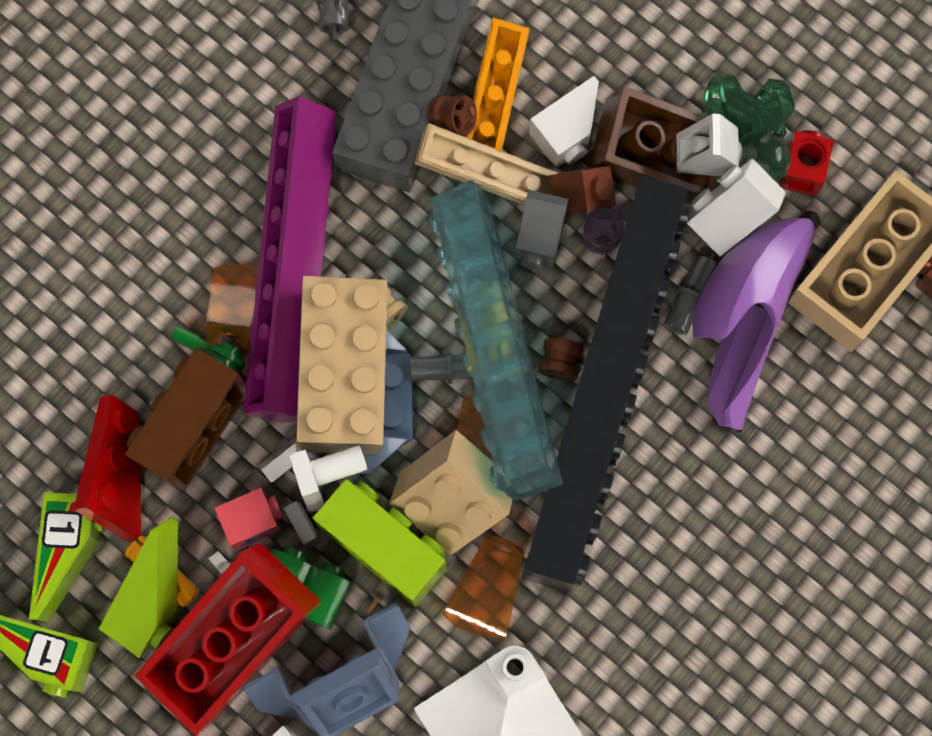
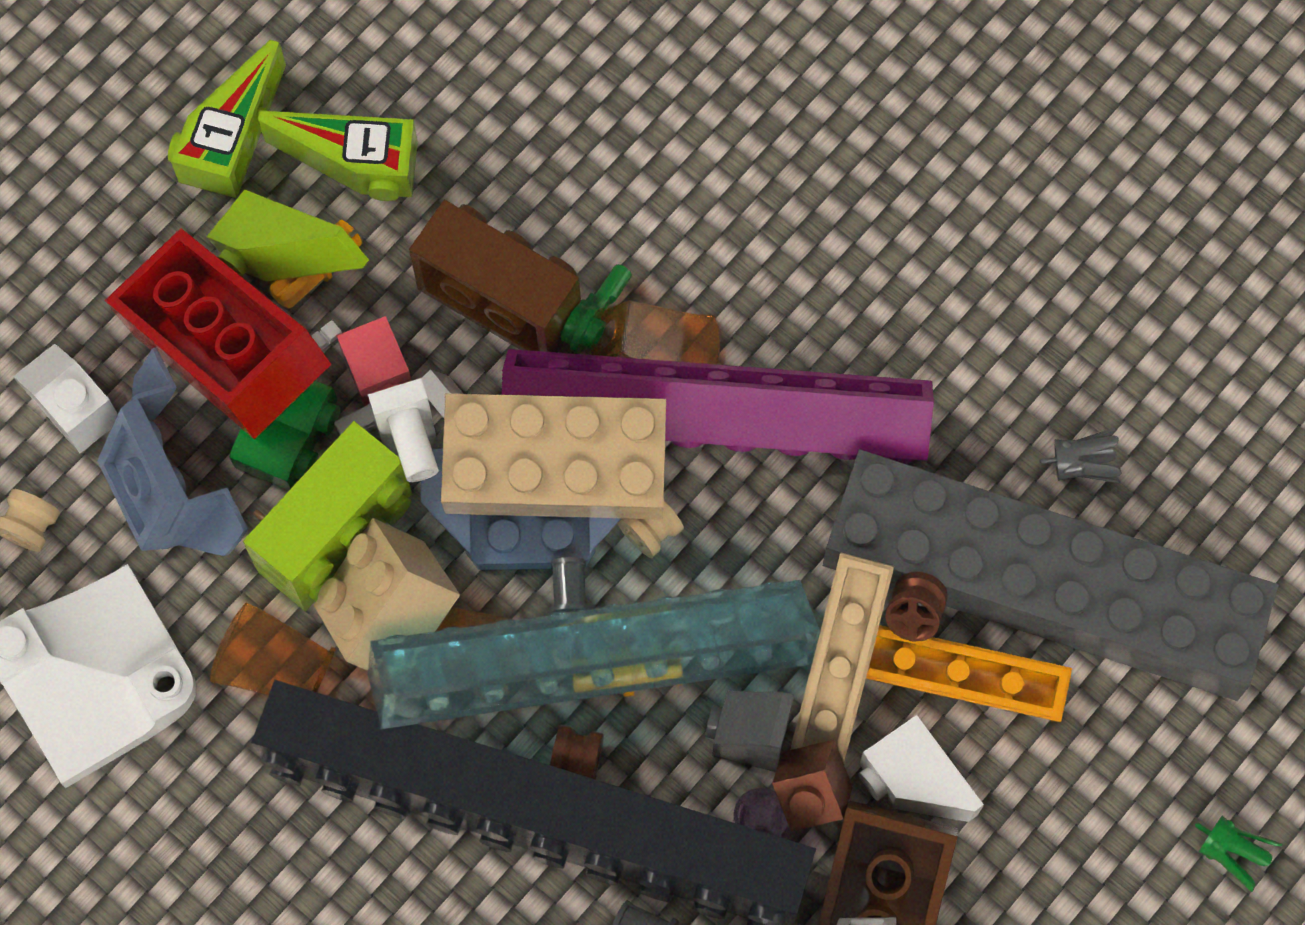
camera: 90 degrees right, 5 degrees down
(110, 479) = (412, 187): red wing -> none

